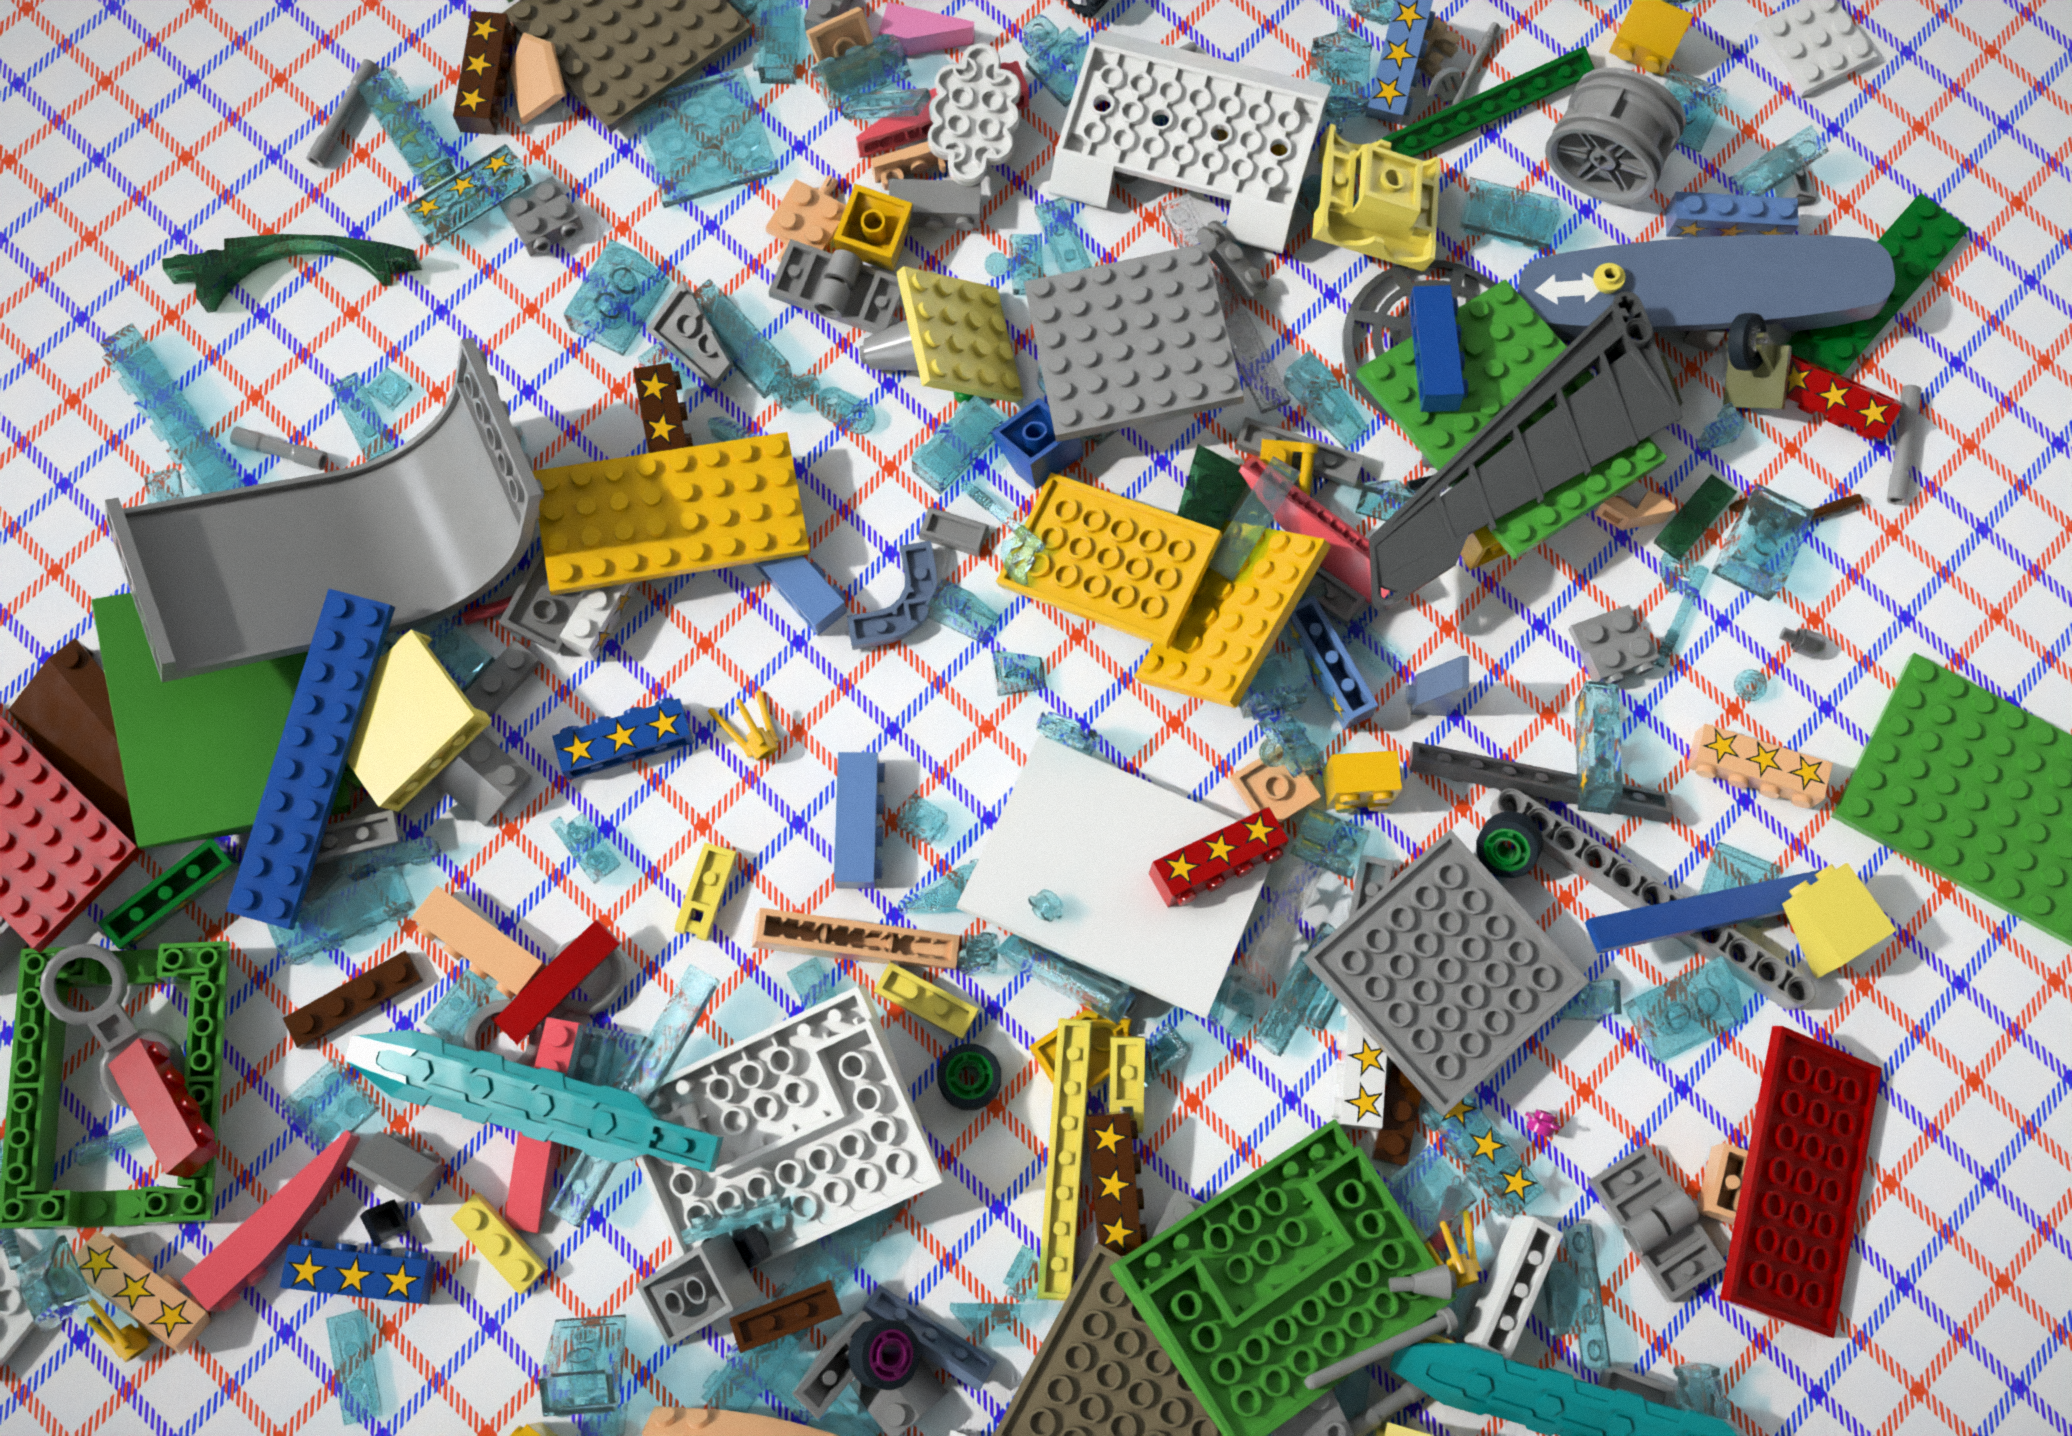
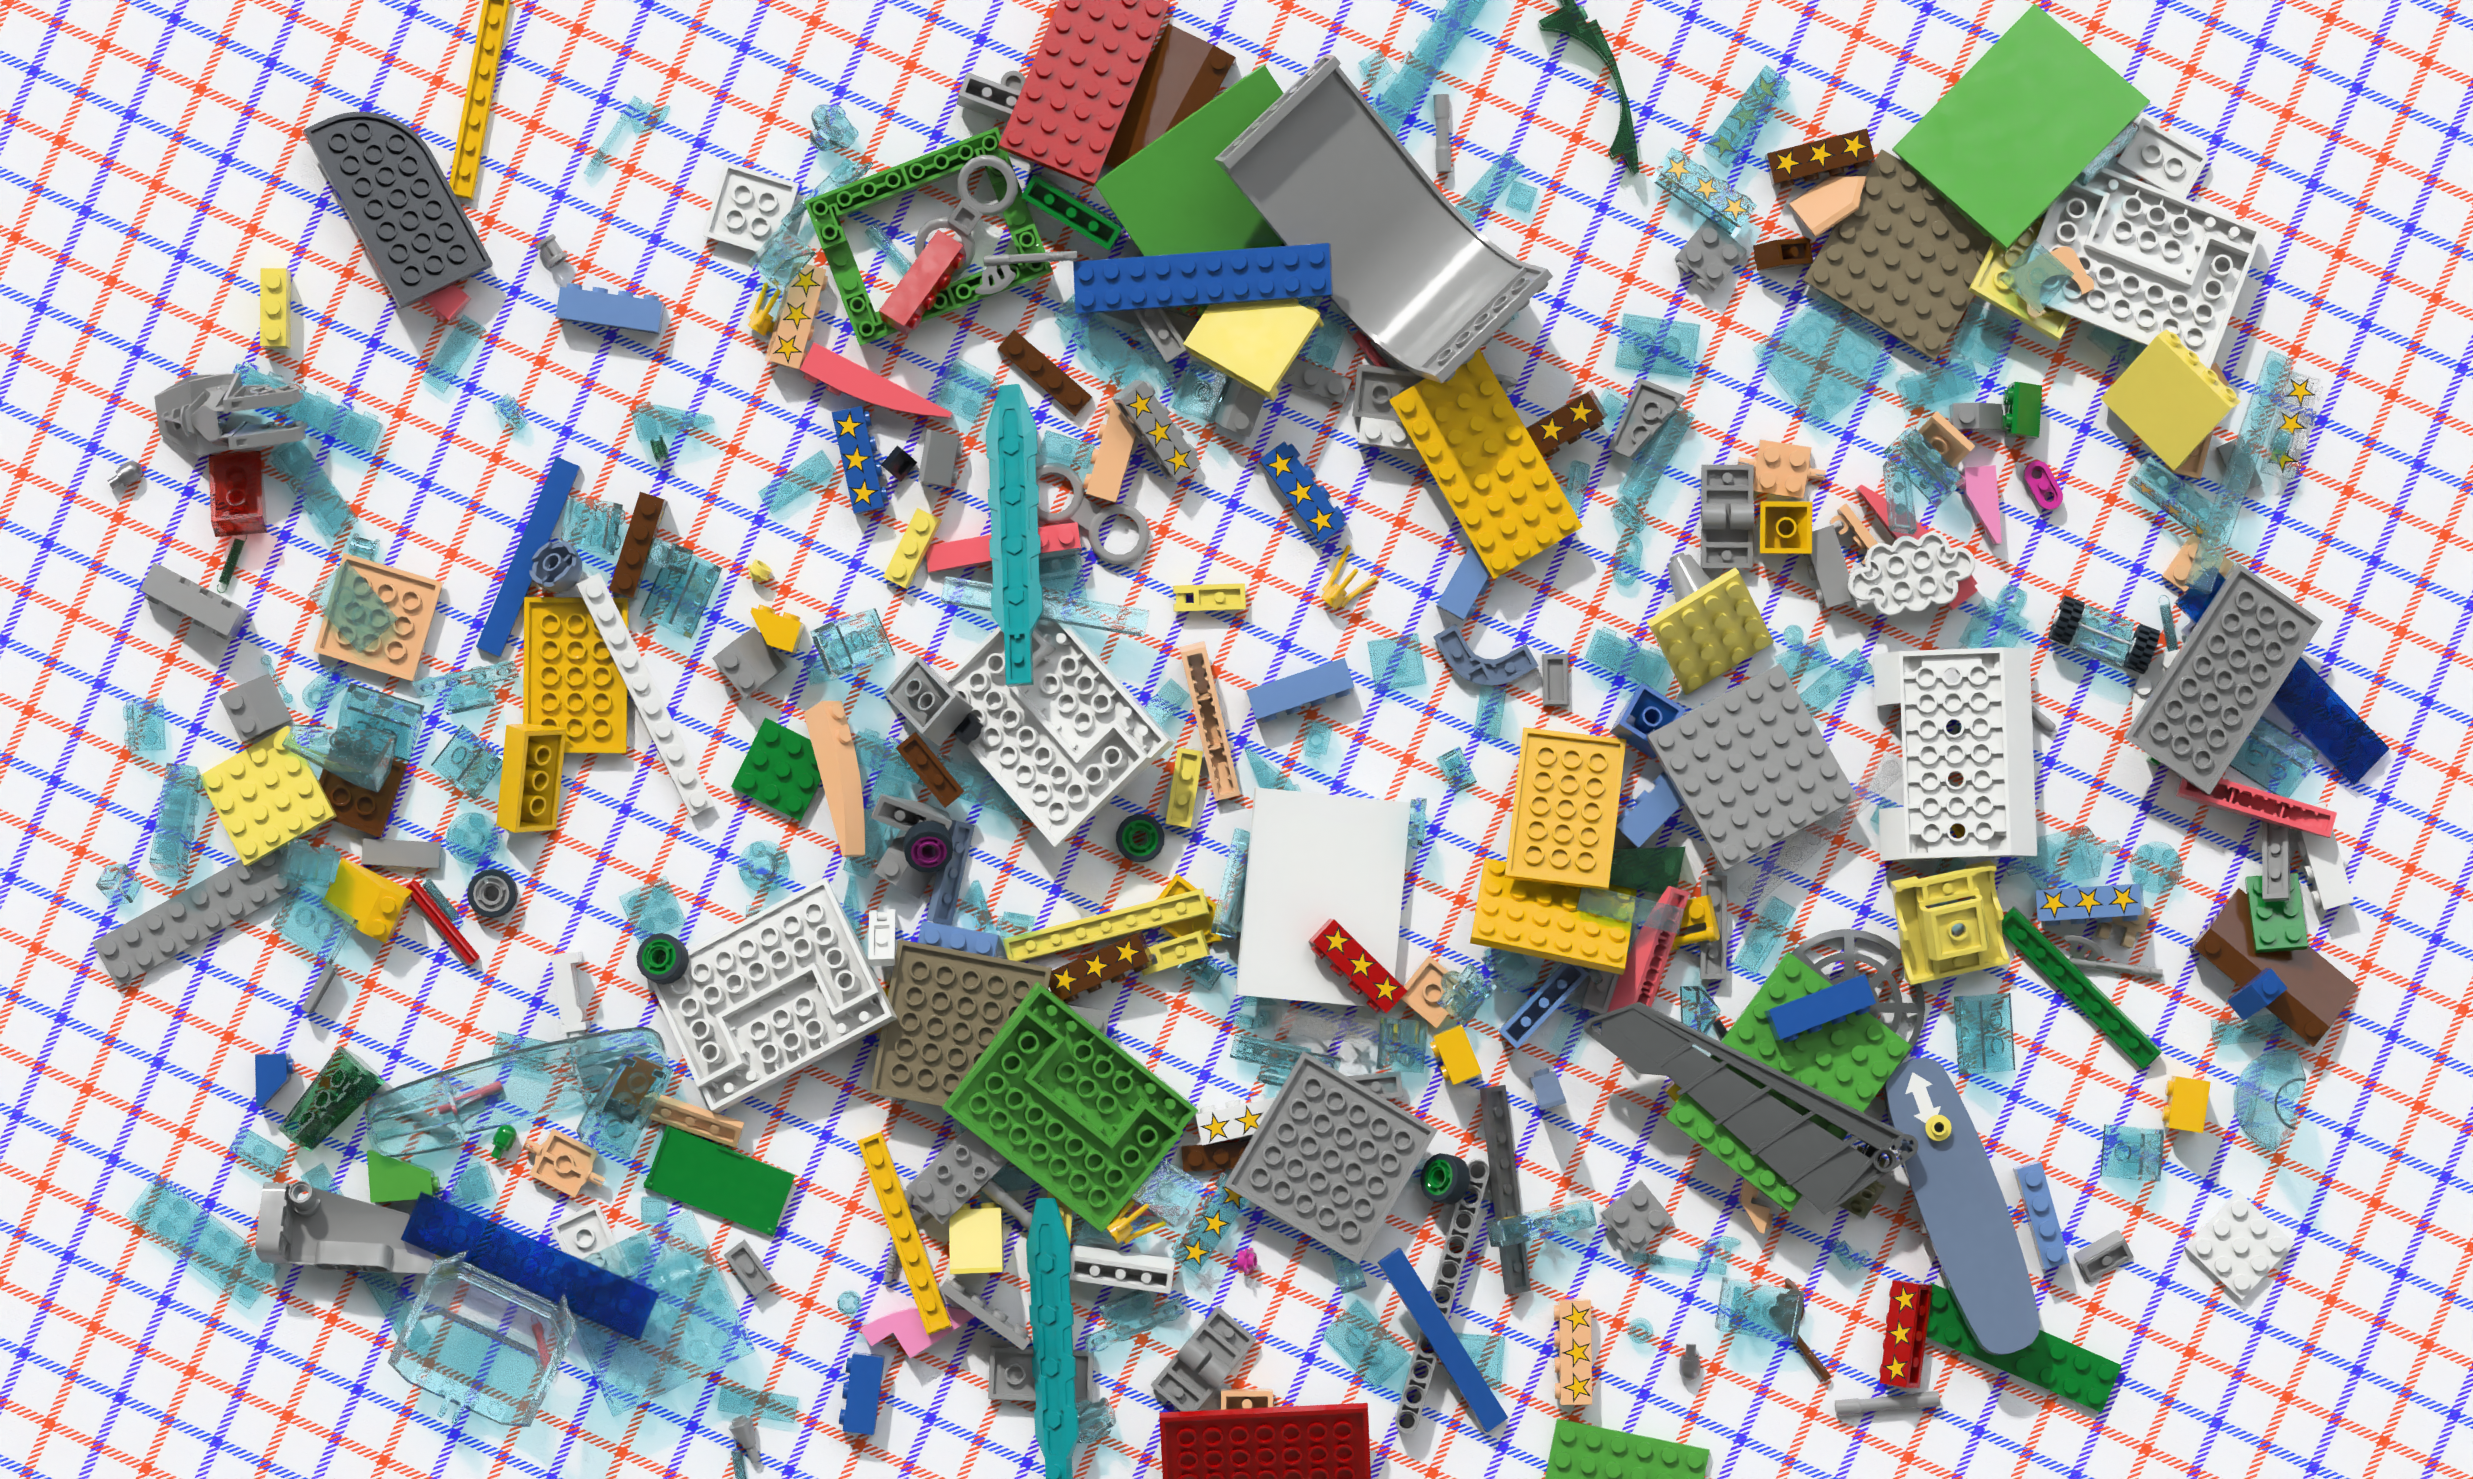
camera: 75 degrees right, 15 degrees up
(178, 1009) = (1005, 260): none -> light grey piece
(326, 140) = (1775, 59): light grey piece -> none
(454, 813) = (1202, 392): none -> clear light blue plate
(474, 881) = (1156, 430): none -> light grey brick
(557, 981) = (1105, 518): red slope -> none
(570, 142) = (1782, 254): none -> reddish brown slope
(586, 846) = (1212, 497): clear light blue bracket -> none
(736, 1218) = (983, 711): clear light blue plate -> none
(867, 700) = (1396, 662): none -> clear light blue plate
(979, 954) = (1229, 815): clear light blue arm -> none
(1017, 1357) = (958, 938): none -> medium blue brick
(1023, 535) = (1564, 735): clear light blue piece -> none
(1046, 905) = (1276, 853): clear light blue plate -> none
(1141, 468) = (1650, 811): none -> medium blue brick
(1231, 261) = (1858, 822): light grey hinge -> none
(1432, 1282) = (1103, 1208): light grey cone -> none
(1445, 1321) = (1081, 1226): light grey bar -> none
(1615, 135) = (2066, 1098): light grey wheel -> none
(1695, 517) = (1766, 1253): clear green plate -> none
(1755, 366) = (1903, 1263): olive plate -> none
(1780, 163) = (2100, 1241): clear light blue plate -> none
(1835, 919) = (1468, 1432): light yellow slope -> none

